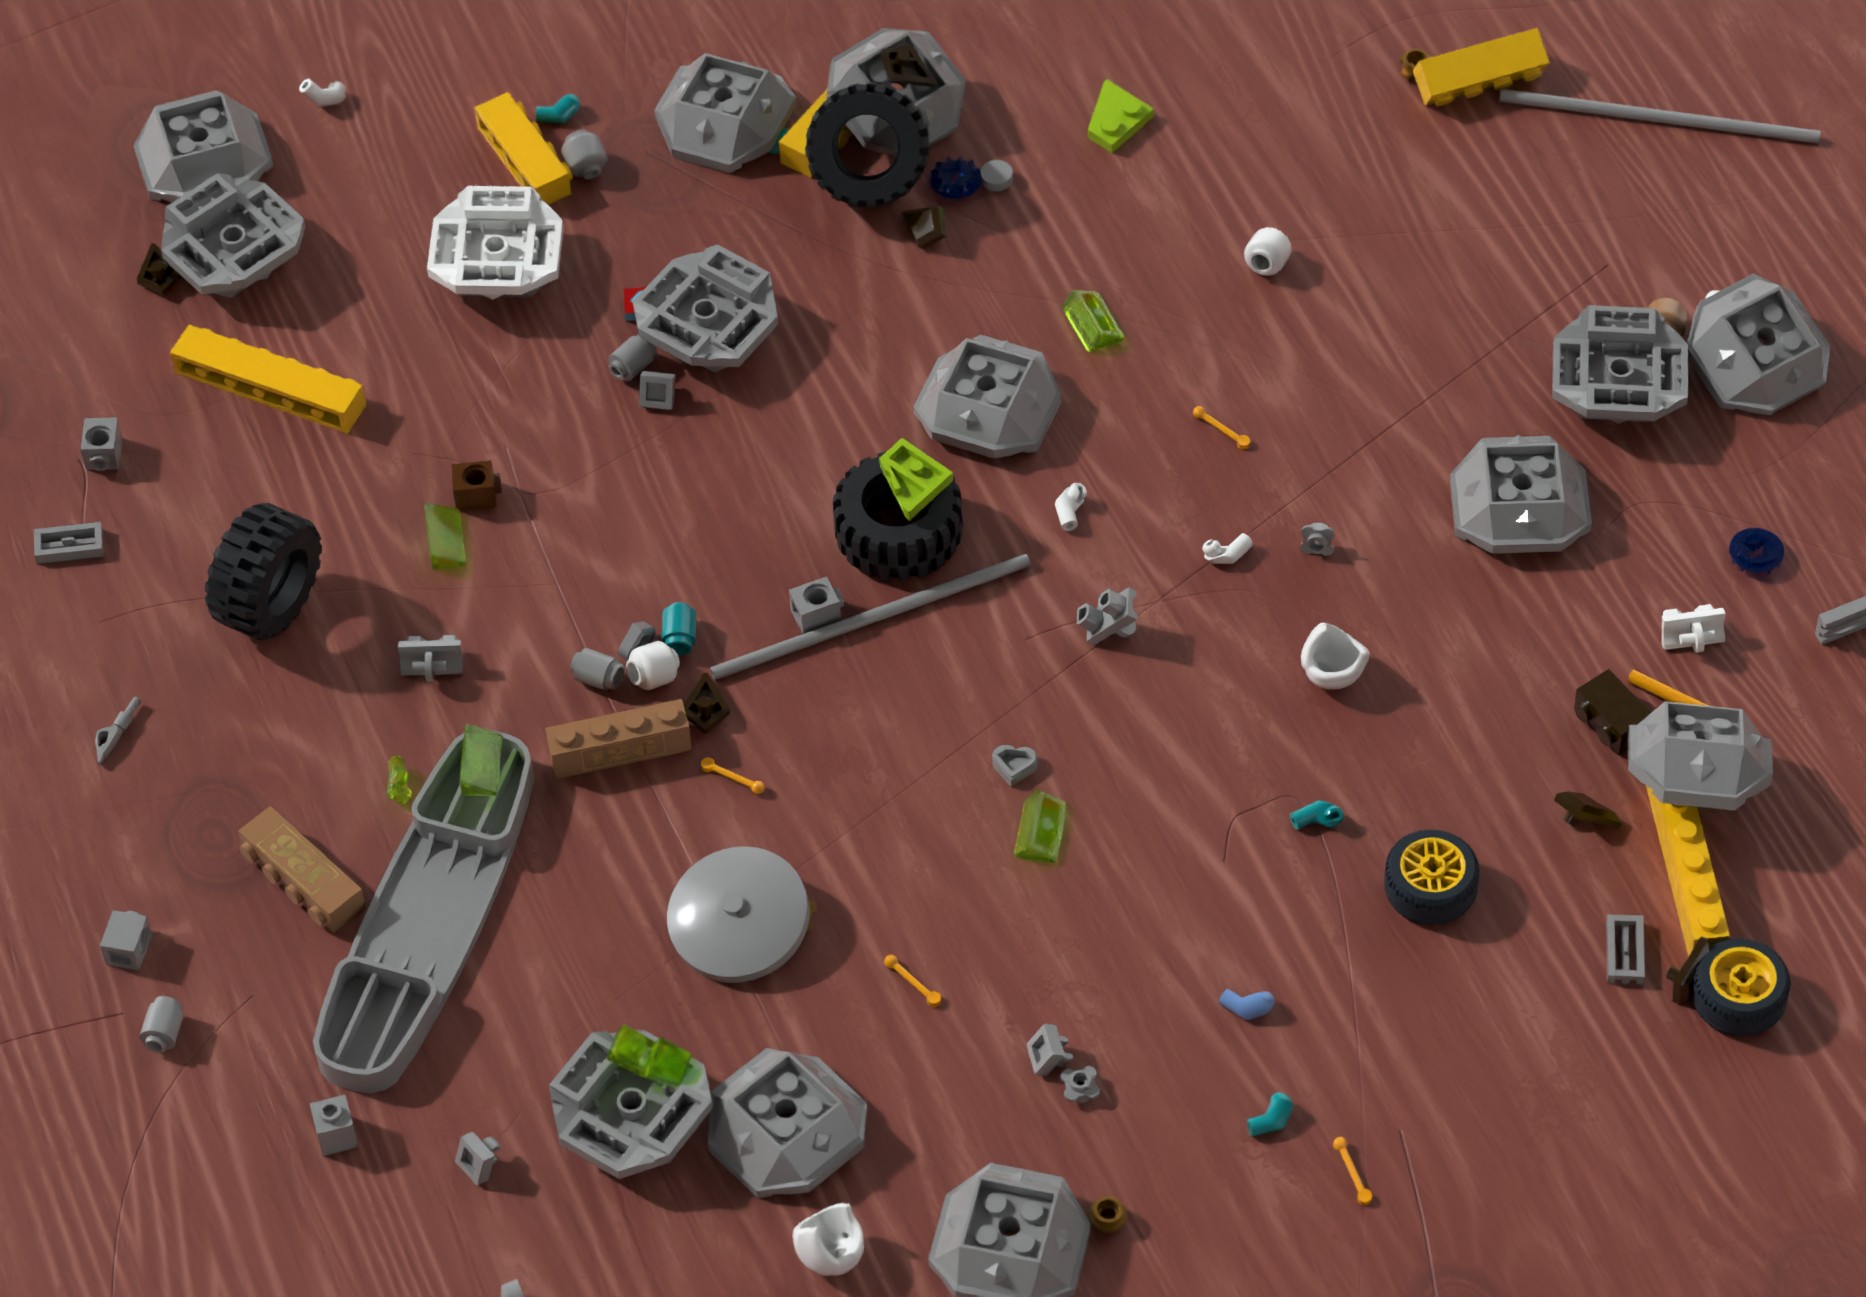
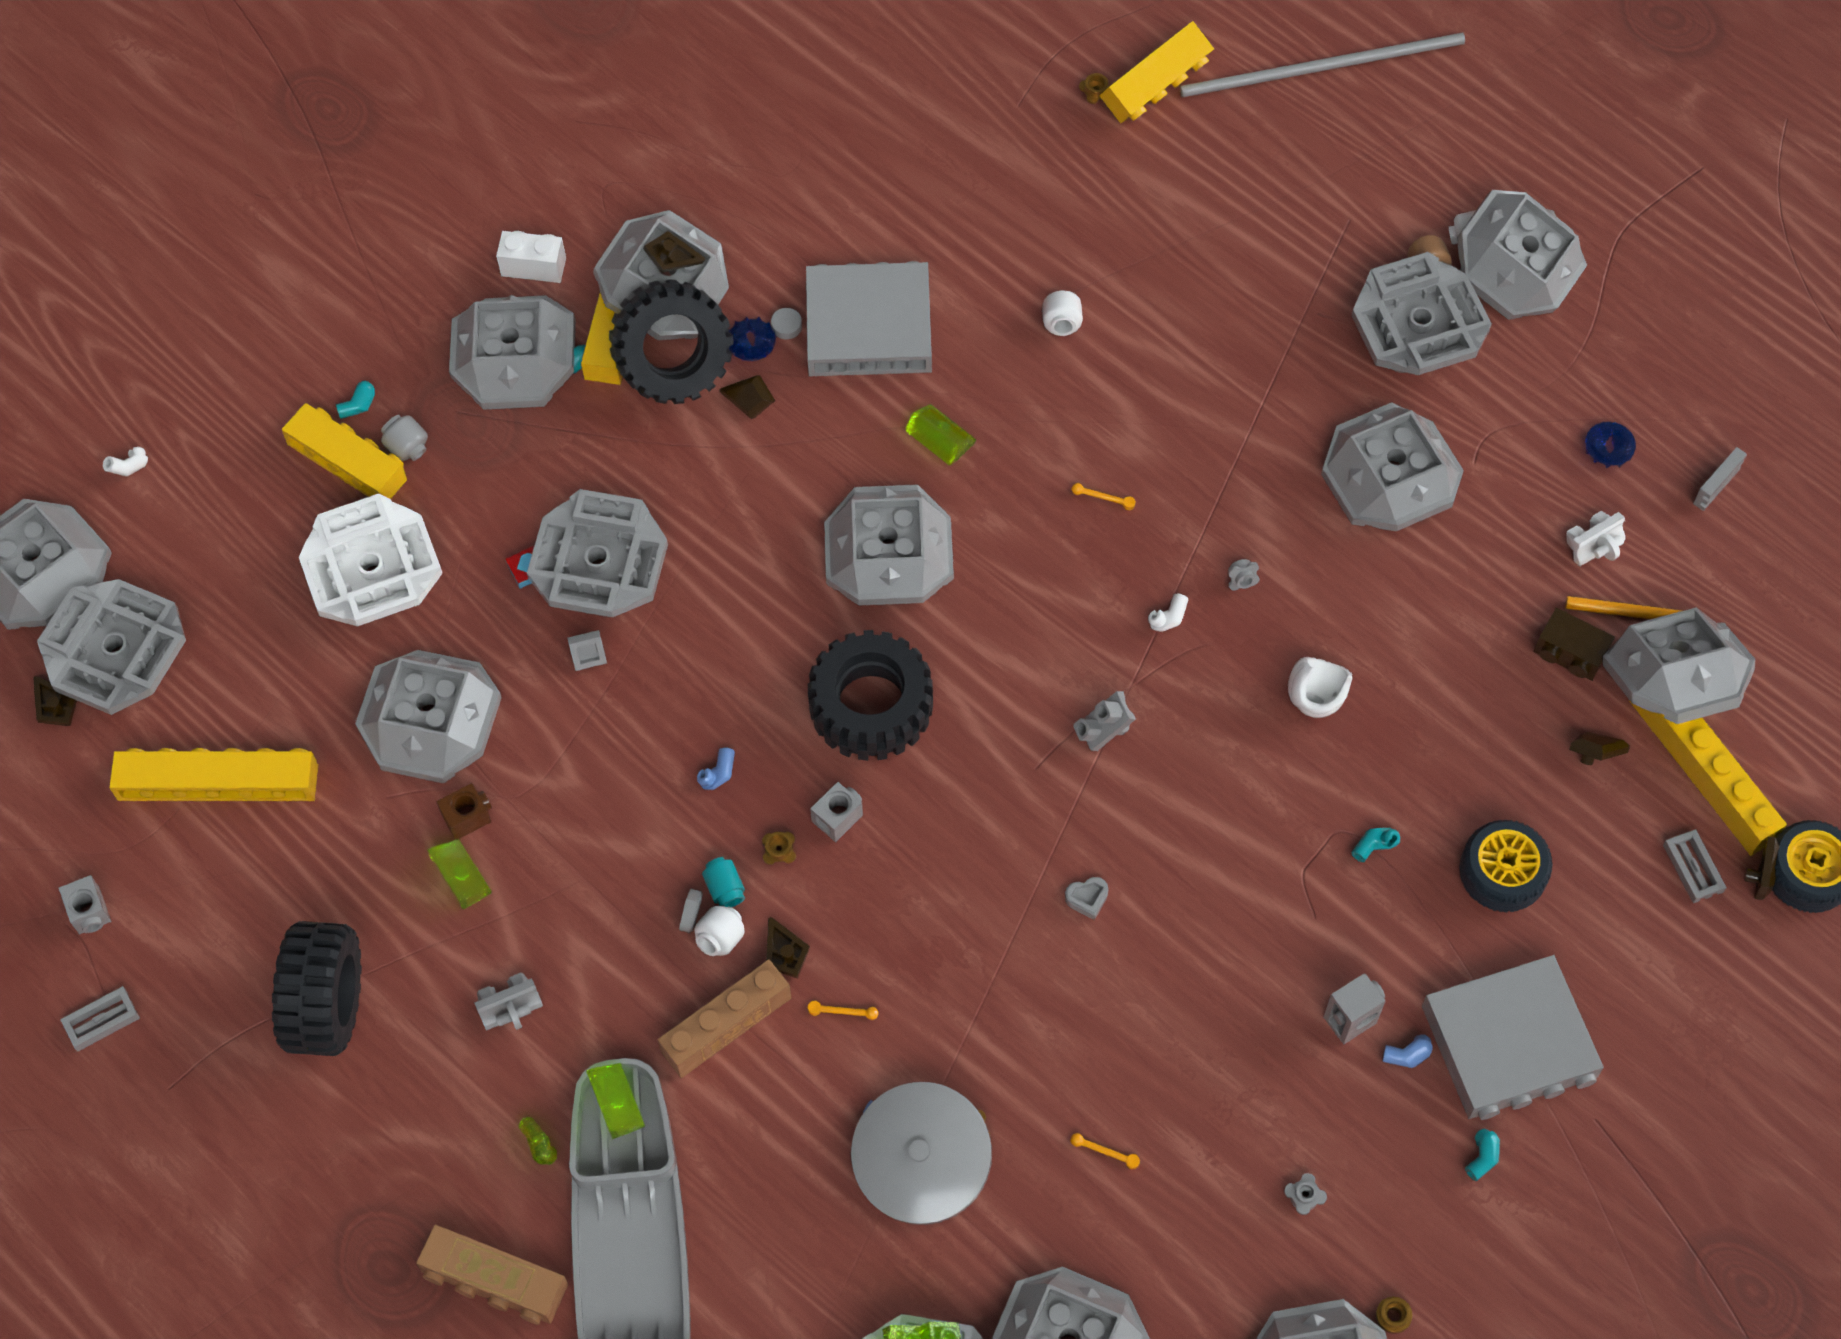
camera: 25 degrees left, 10 degrees up
(115, 731) = (242, 1191): light grey hand -> none
(483, 394) = (434, 741): none -> light grey piece
(597, 669) = (669, 955): light grey brick -> none
(631, 358) = (547, 627): light grey brick -> none
(727, 538) = (714, 777): none -> medium blue arm
(749, 611) = (776, 839): none -> pearl gold plate
(783, 37) = (531, 256): none -> white brick
(870, 616) = (886, 803): light grey piece -> none
(913, 476) = (877, 658): lime wing -> none
(1040, 827) = (1142, 951): clear neon green slope -> none
(1047, 1050) = (1261, 1174): light grey tile -> none
(1068, 503) = (1008, 623): white arm -> none
(1076, 195) = (868, 319): none -> light grey brick
(1117, 117) = (863, 228): lime wing -> none
(1211, 939) = (1355, 1008): none -> light grey brick
(1354, 1025) = (1512, 1038): none -> light grey brick
(1364, 1195) = (1598, 1198): light orange hinge -> none

